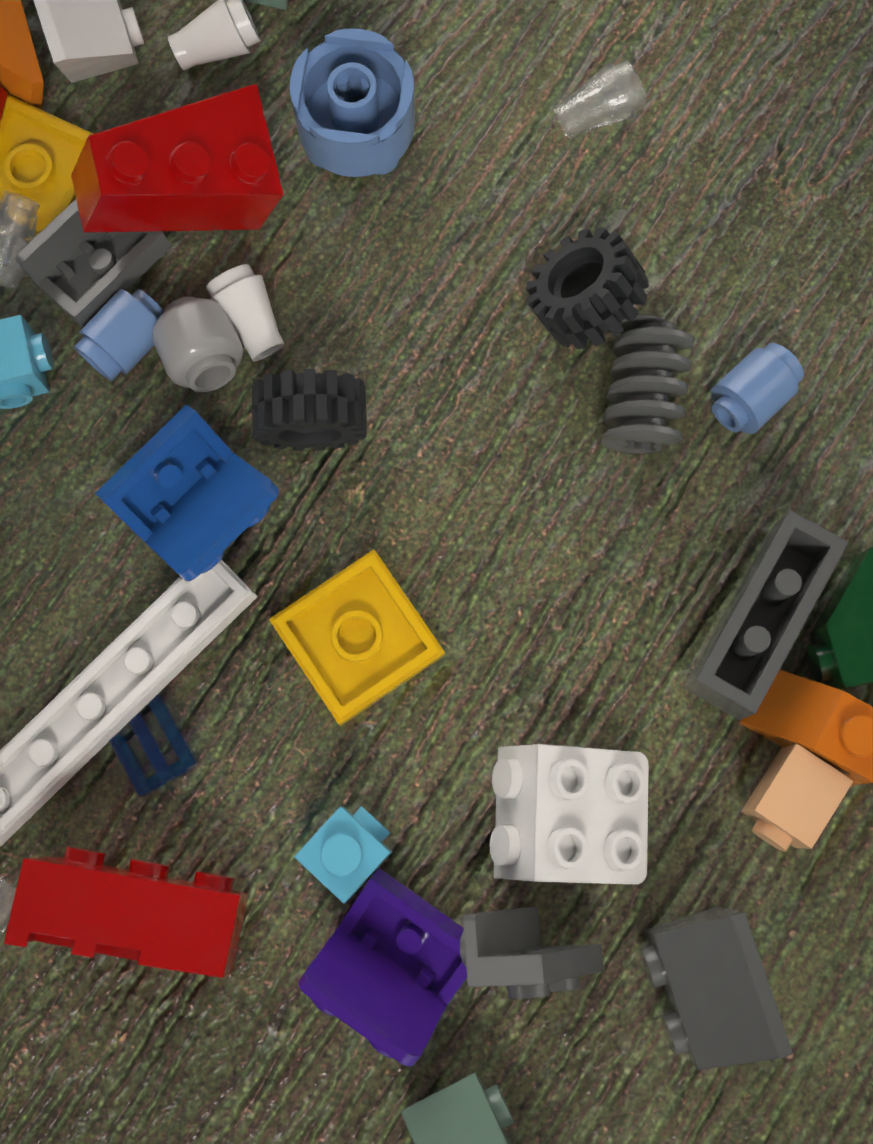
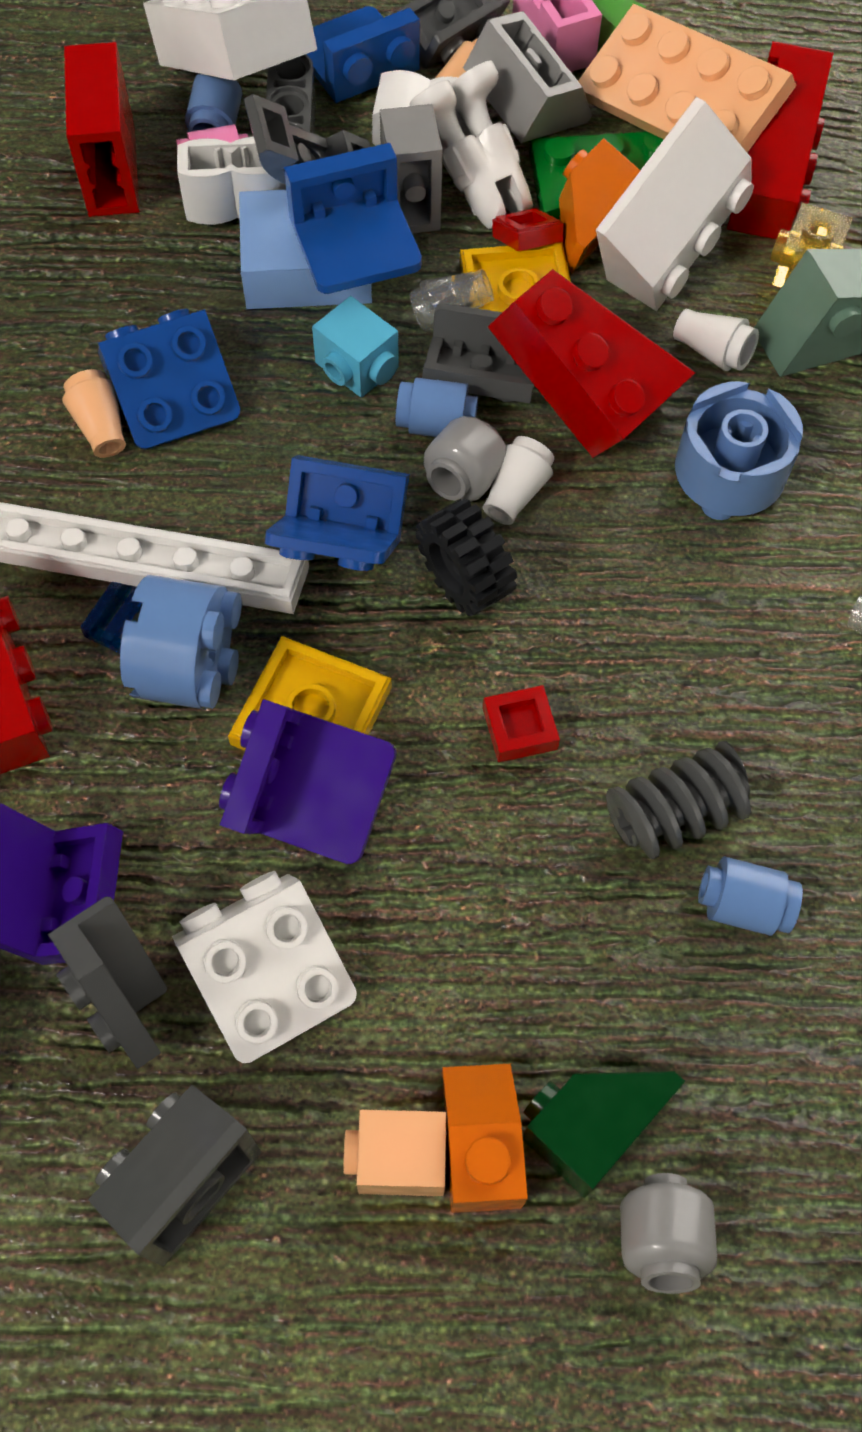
camera: 55 degrees right, 15 degrees down
(233, 714) = (180, 642): none -> medium blue brick
(345, 851) = (120, 792): medium azure brick -> none
(439, 680) = (307, 782): none -> dark purple bracket
(489, 468) = (520, 723): none -> red plate
(615, 287) = (725, 700): black tyre -> none
(765, 616) = (548, 1016): dark grey brick -> none

